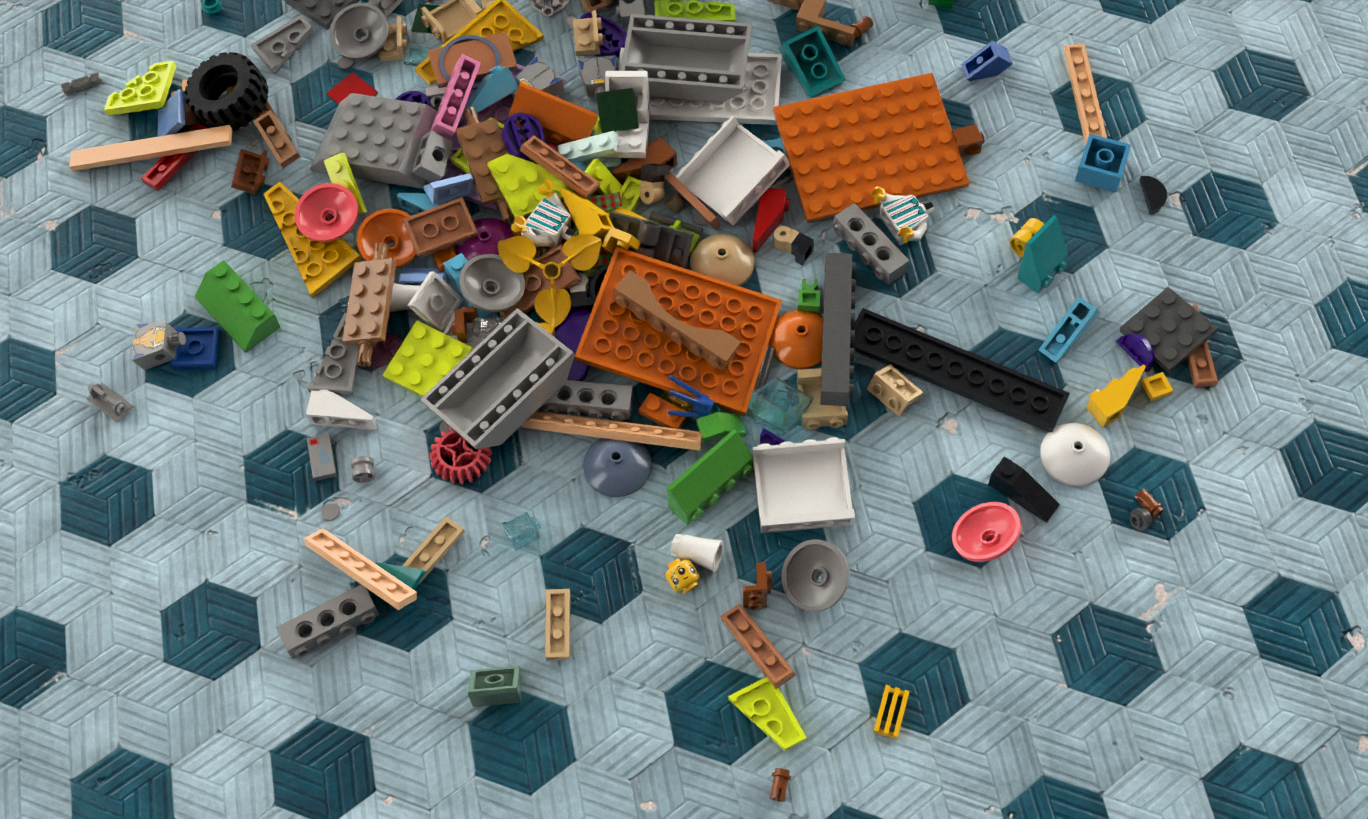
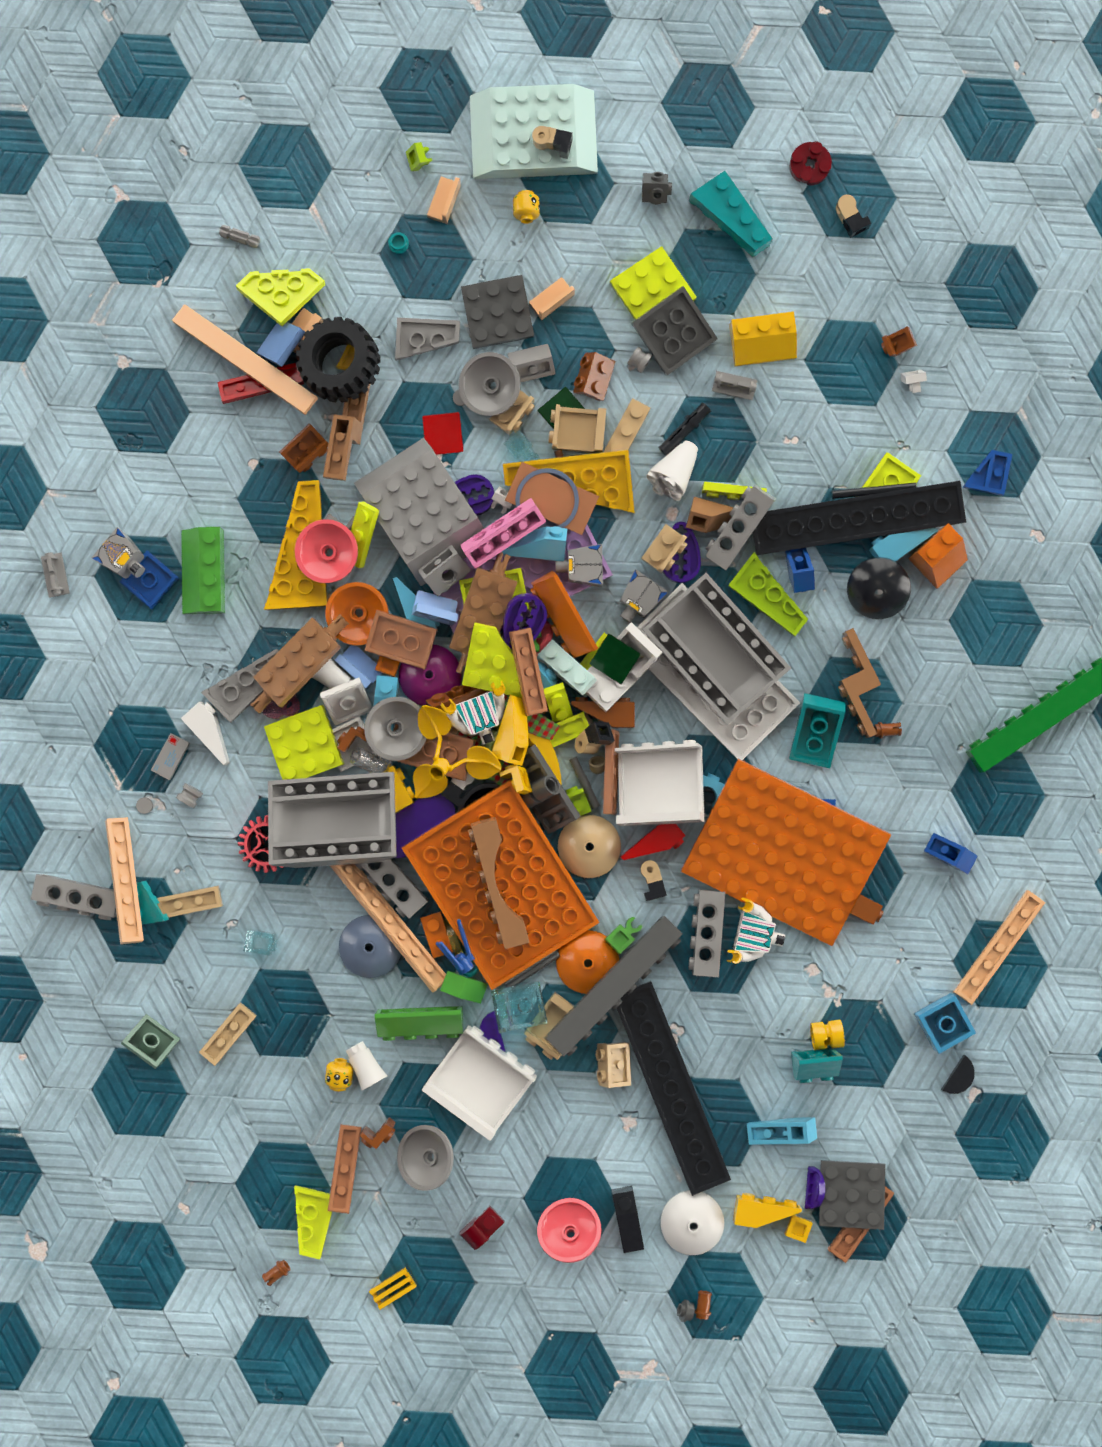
camera: 35 degrees right, 25 degrees up
(915, 593) = (481, 1228): none -> dark red brick

